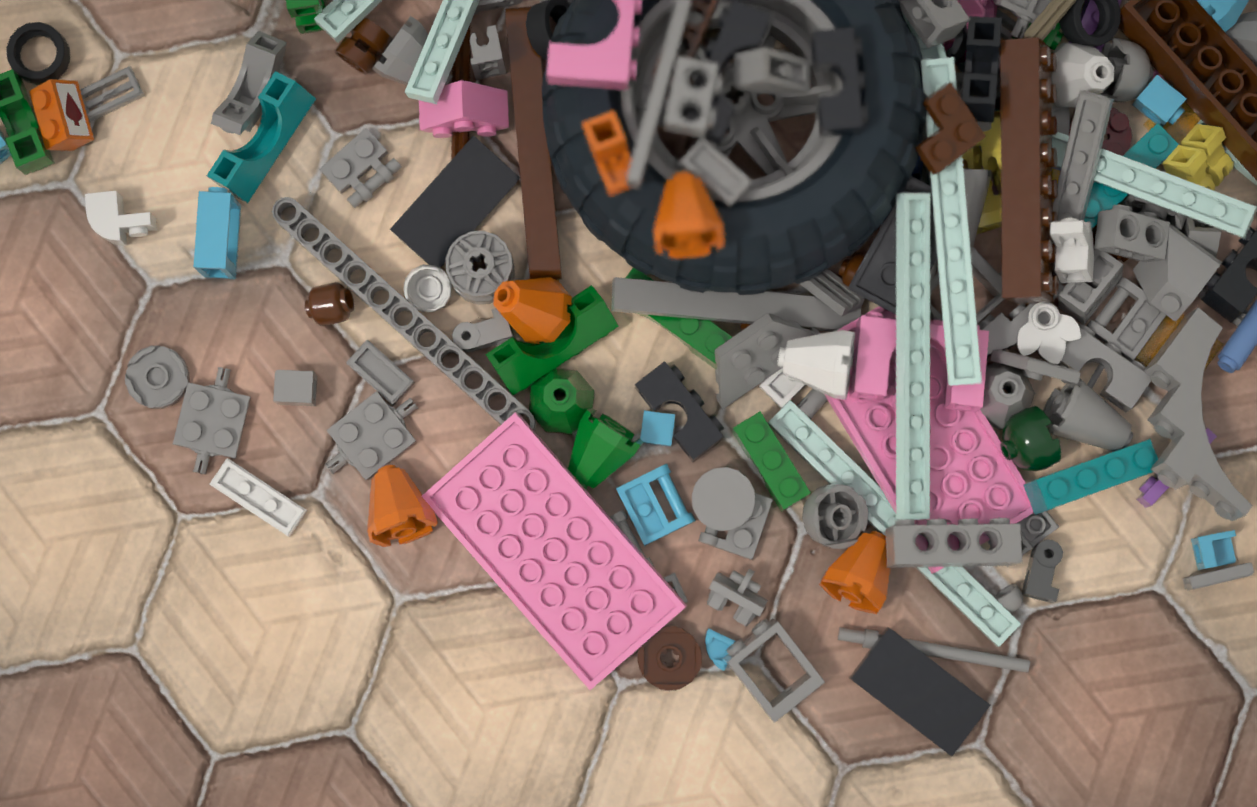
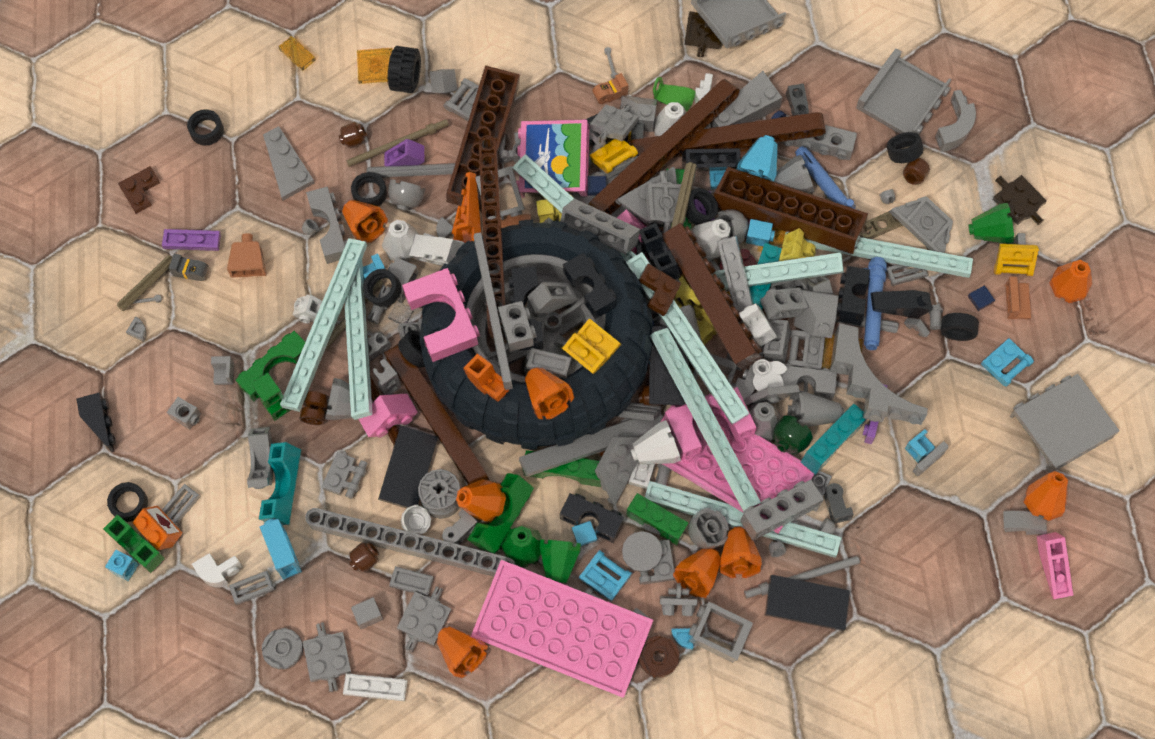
camera: 30 degrees left, 15 degrees down
(181, 270) = (270, 588): none -> light grey tile
(790, 569) = (698, 572): none -> orange cone
(792, 178) = (591, 346): none -> yellow slope
(919, 591) = (777, 549): none -> light grey hinge

